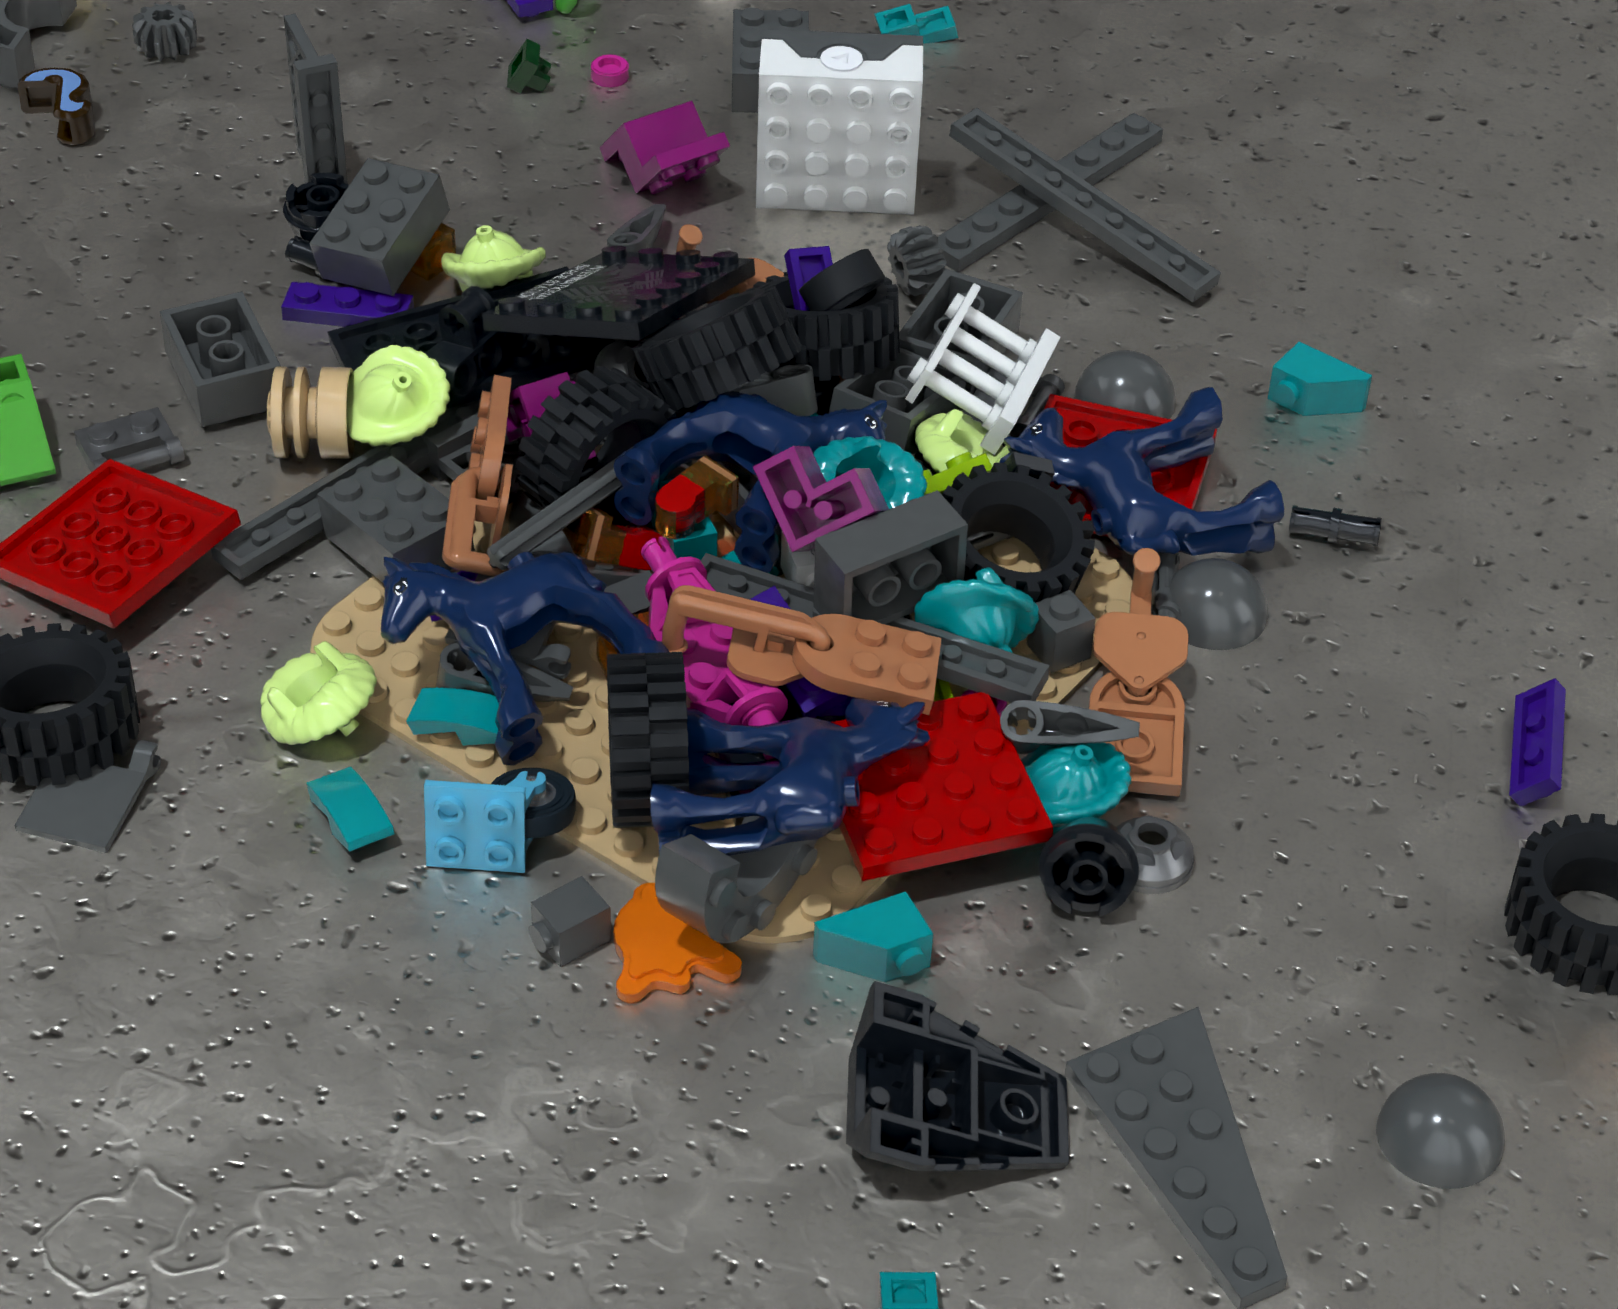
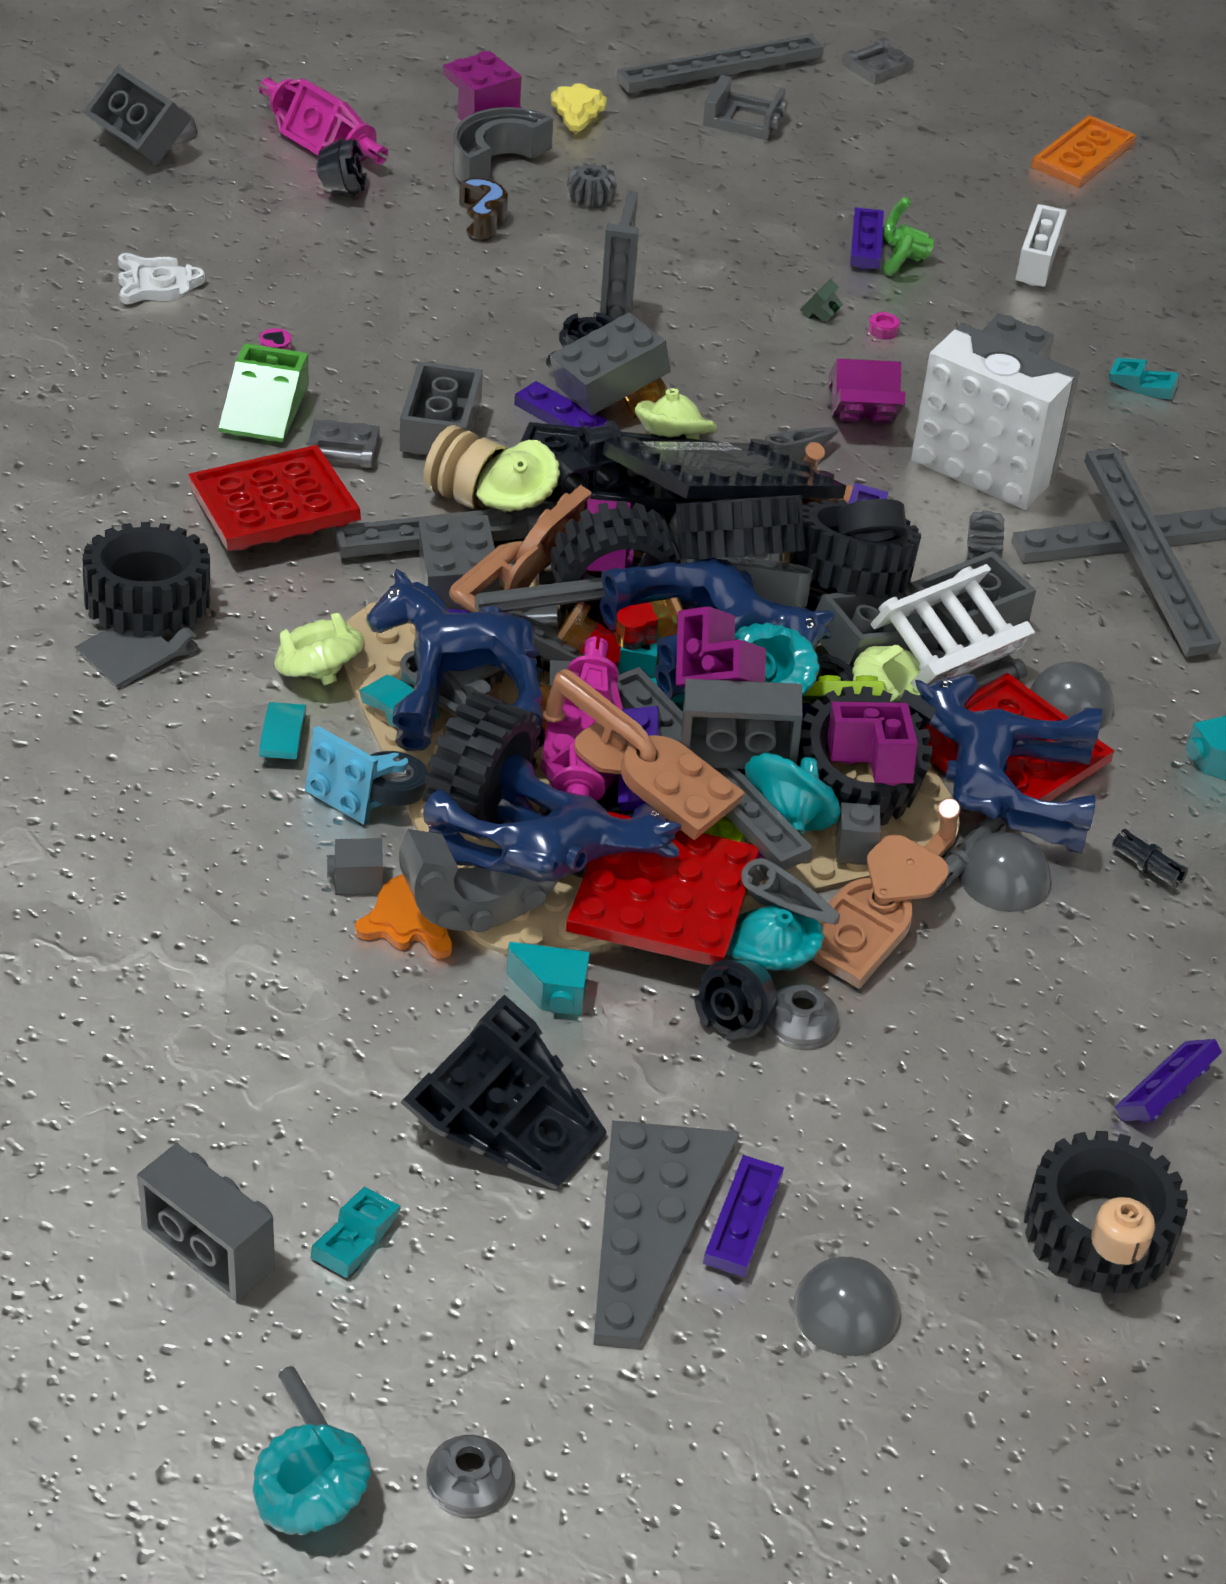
camera: 30 degrees right, 0 degrees up
(1034, 511) = (877, 735): none -> magenta brick
(1276, 1092) = (743, 1216): none -> dark purple plate

